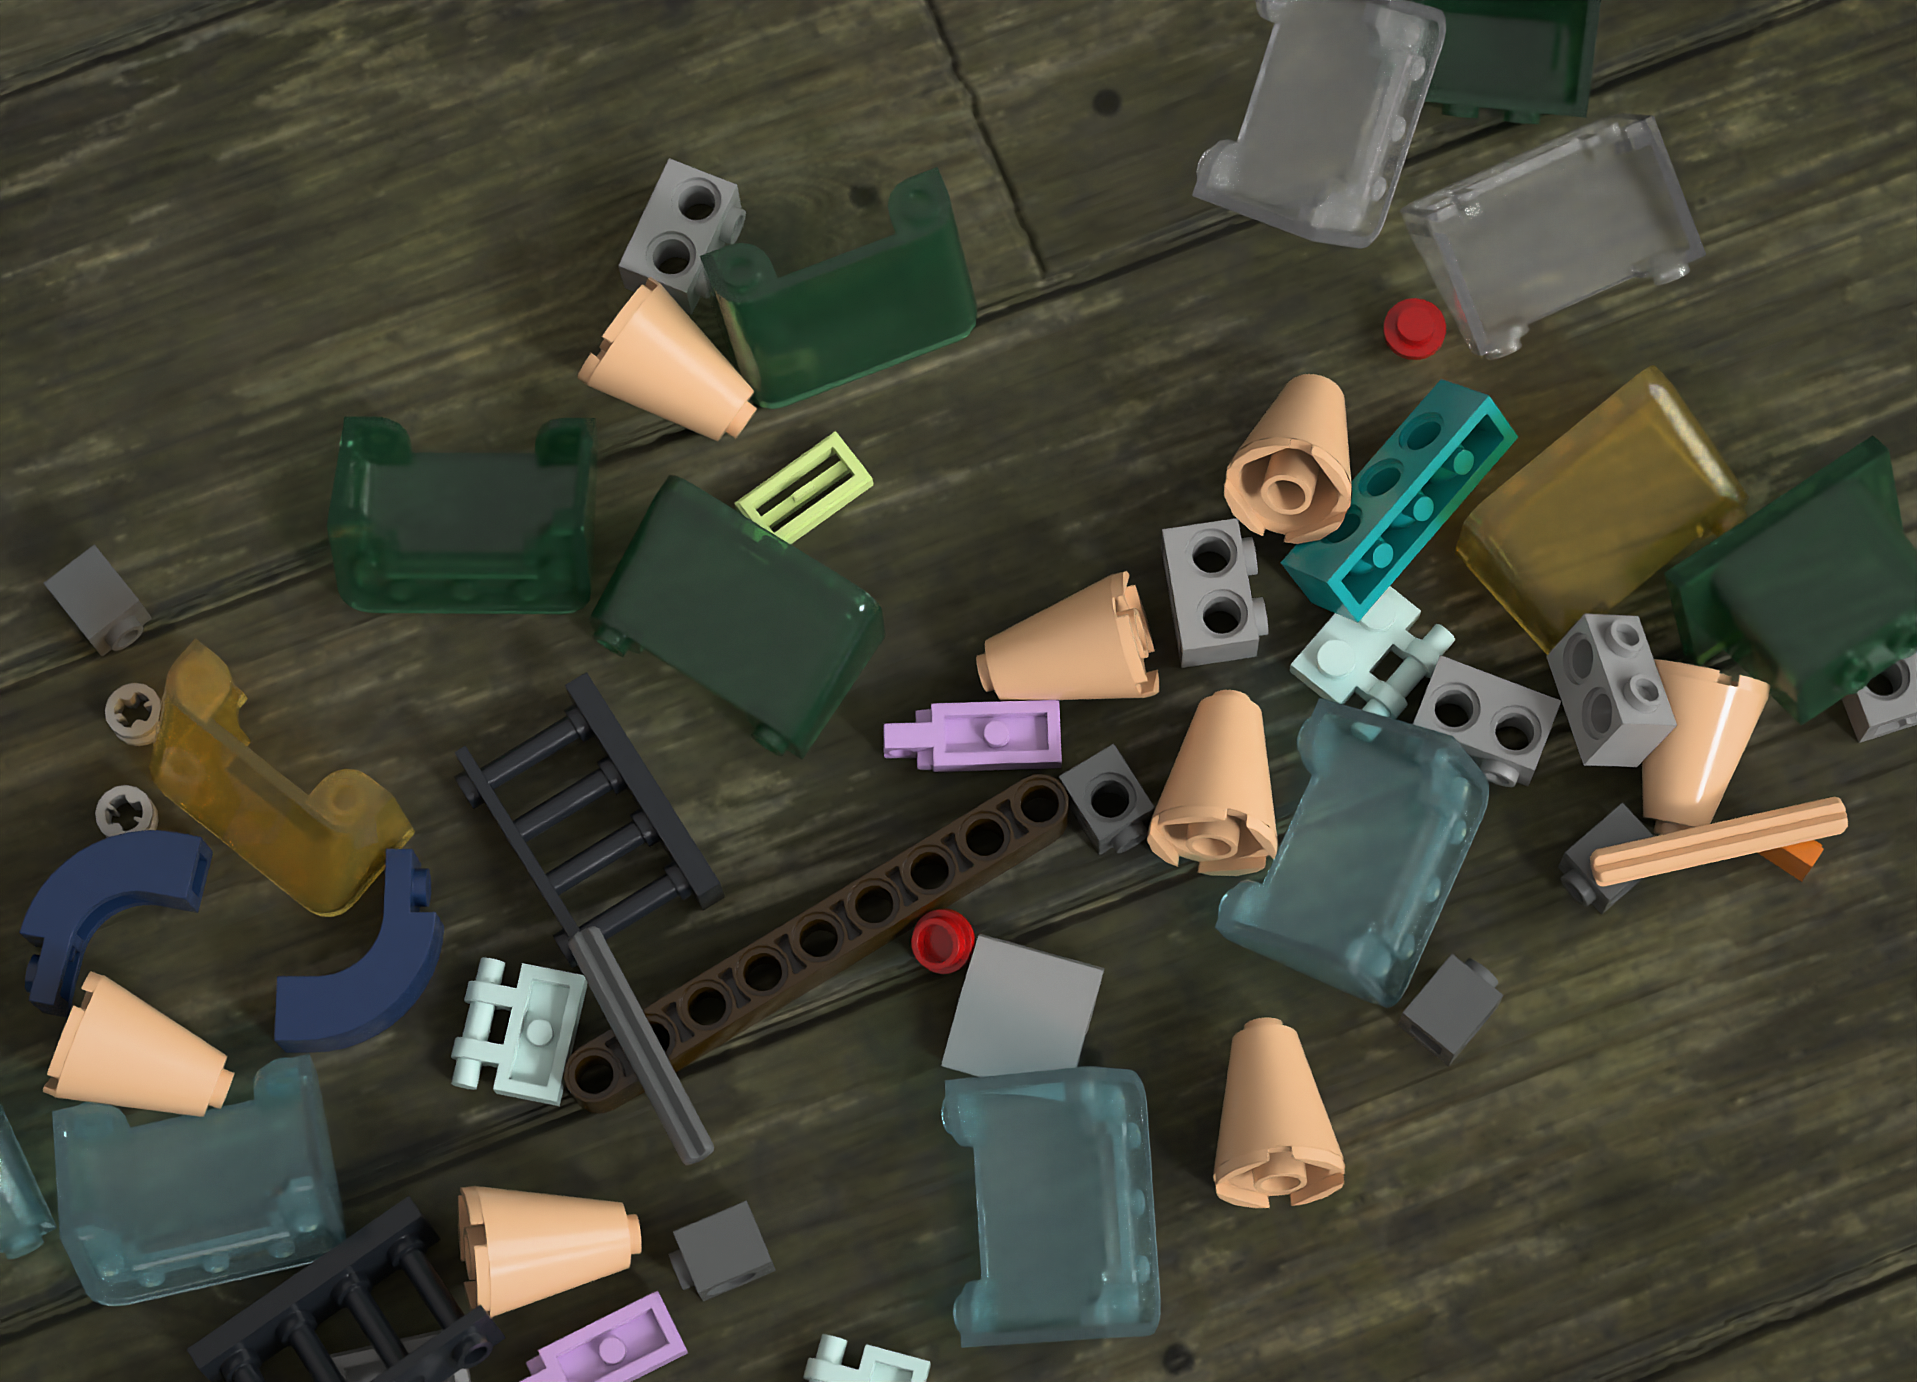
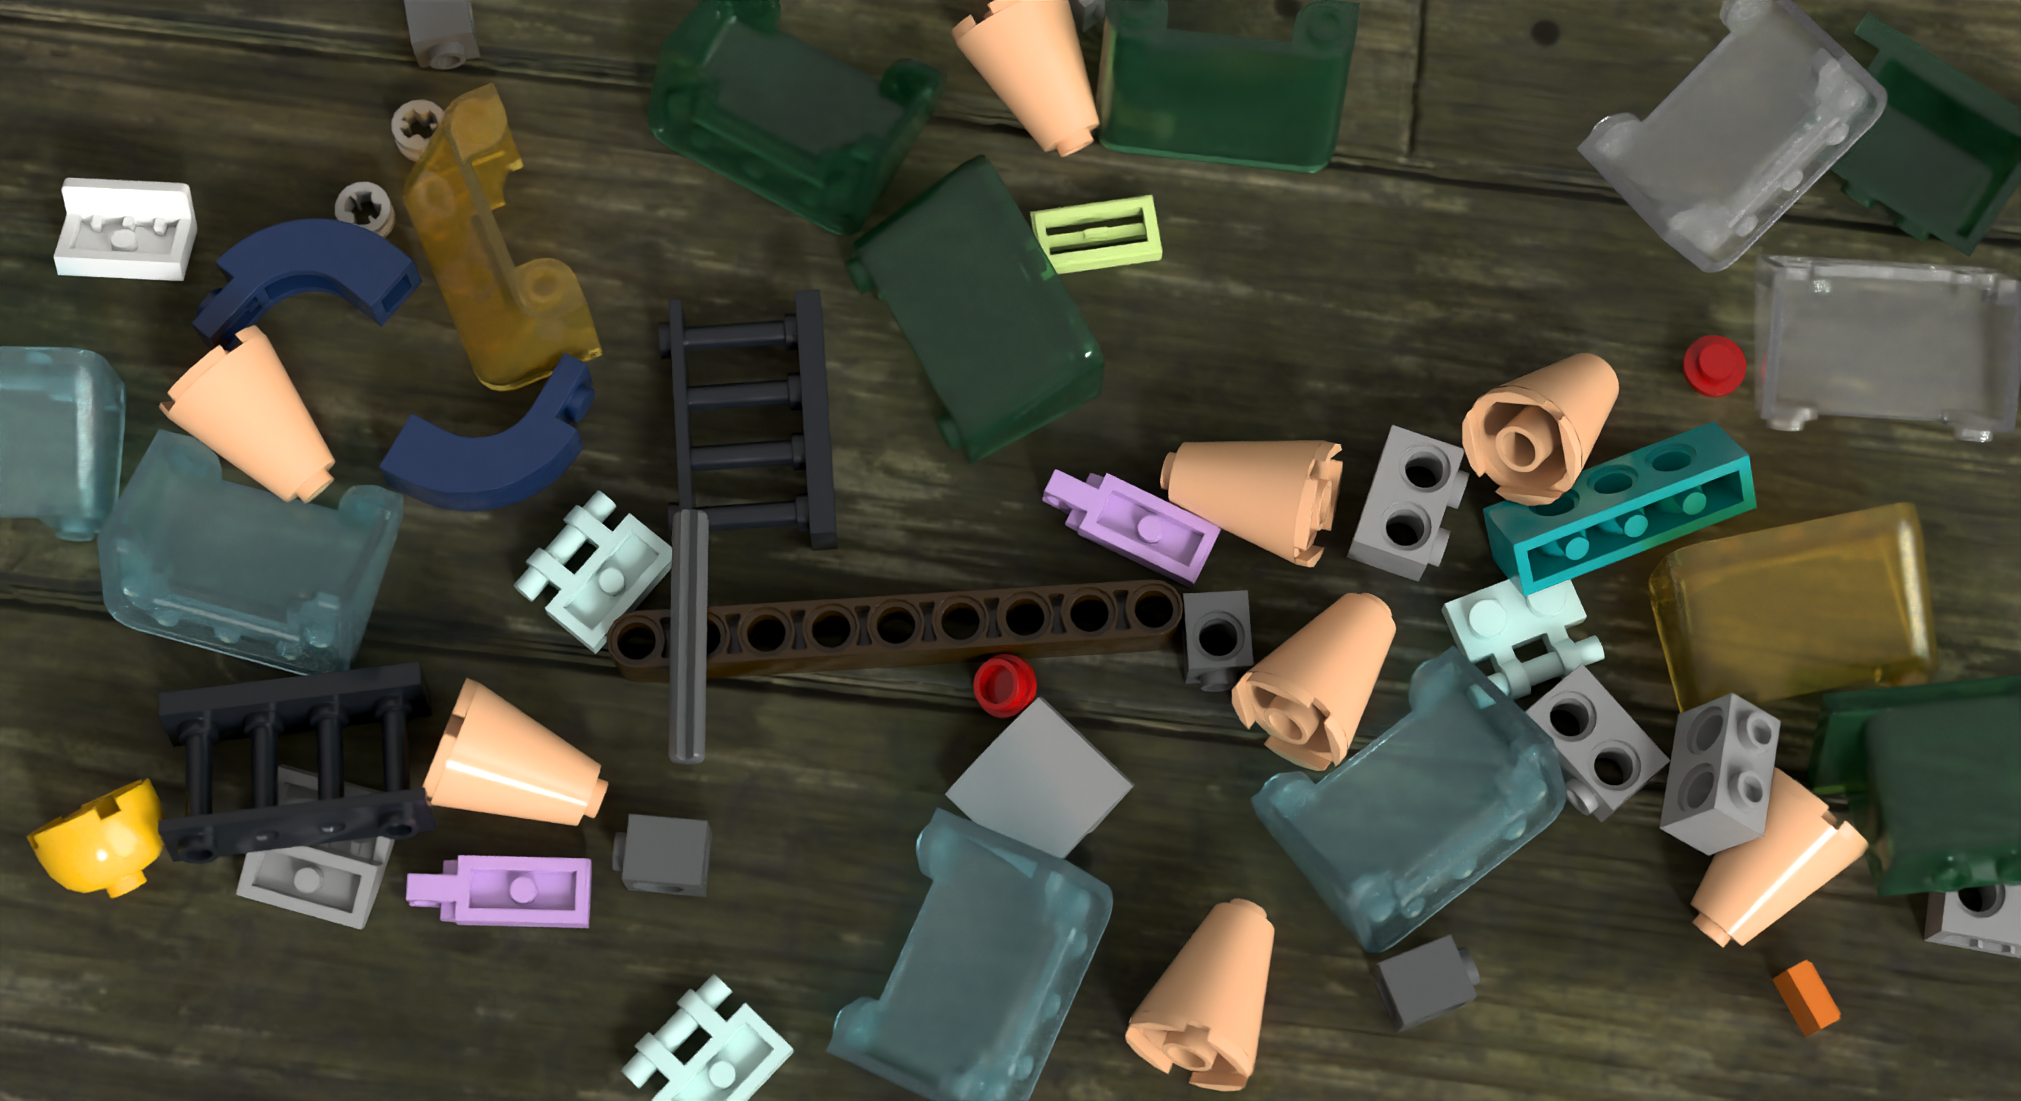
camera: 20 degrees right, 0 degrees up
(1615, 829) = (1639, 926): dark grey brick -> none
(1718, 841) = (1747, 961): light nougat axle -> none

